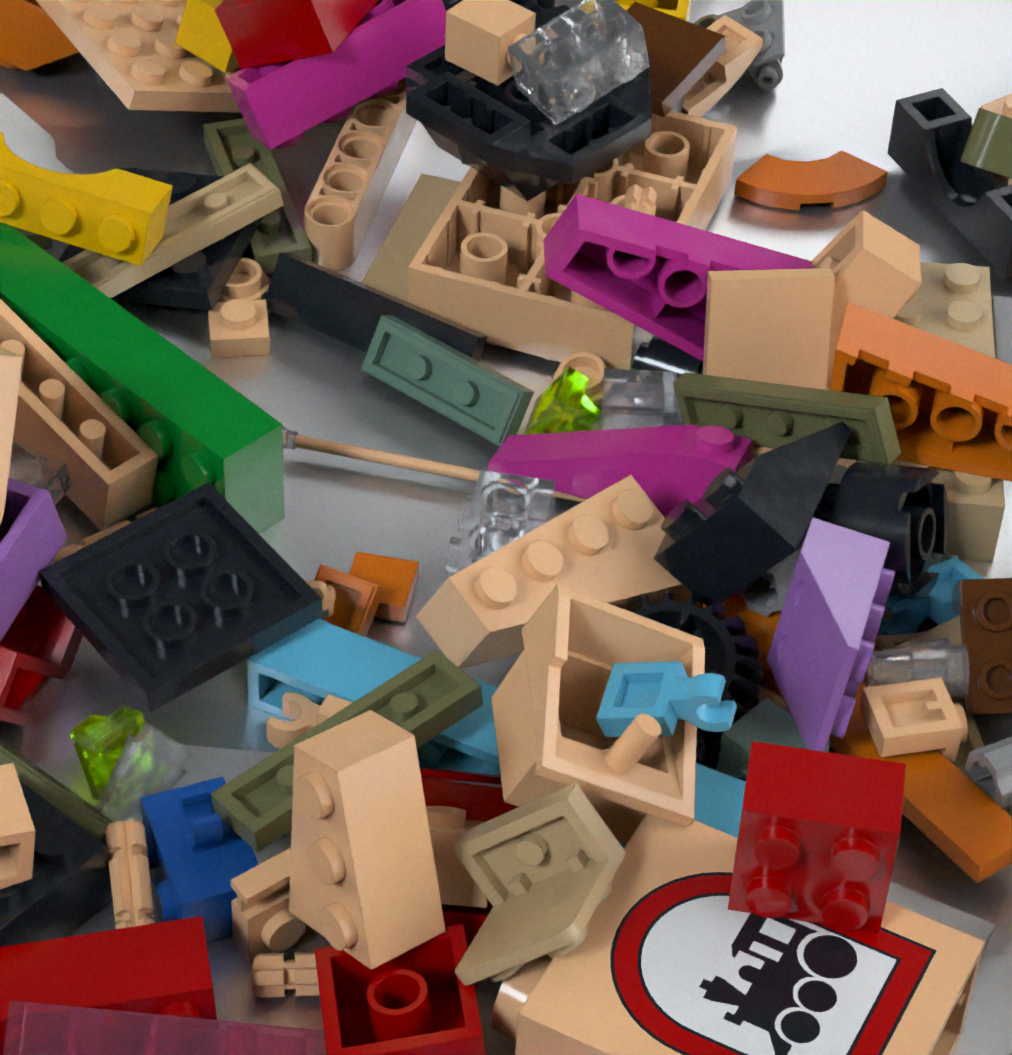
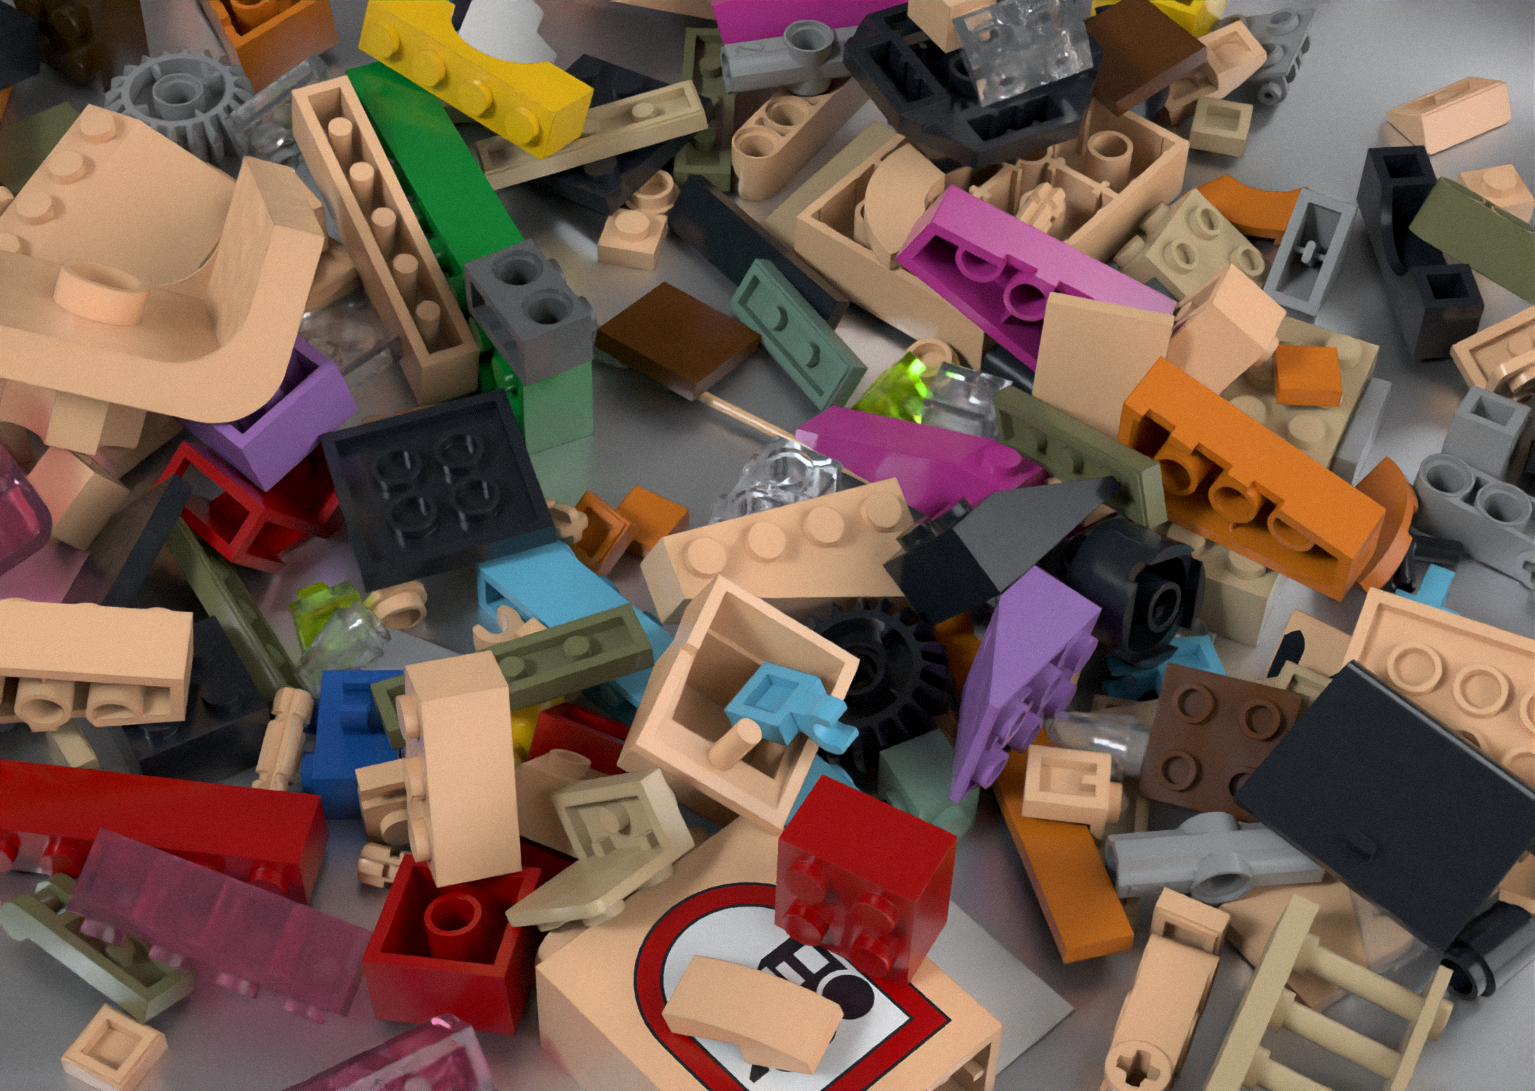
camera: 20 degrees right, 5 degrees up
(179, 718) = (399, 605): none -> light nougat plate
(214, 400) = (529, 311): none -> dark grey brick
(336, 409) = (677, 340): none -> reddish brown tile
(341, 127) = (800, 60): none -> light grey piece
(503, 235) = (897, 199): none -> light nougat tile
(743, 109) = (1220, 126): none -> tan plate
(774, 217) = (1188, 247): none -> tan bracket
(777, 991) = (761, 1013): none -> light nougat slope
(882, 184) = (1311, 252): none -> light grey slope
(933, 61) = (1453, 113): none -> light nougat slope
(949, 304) = (1307, 375): none -> orange tile

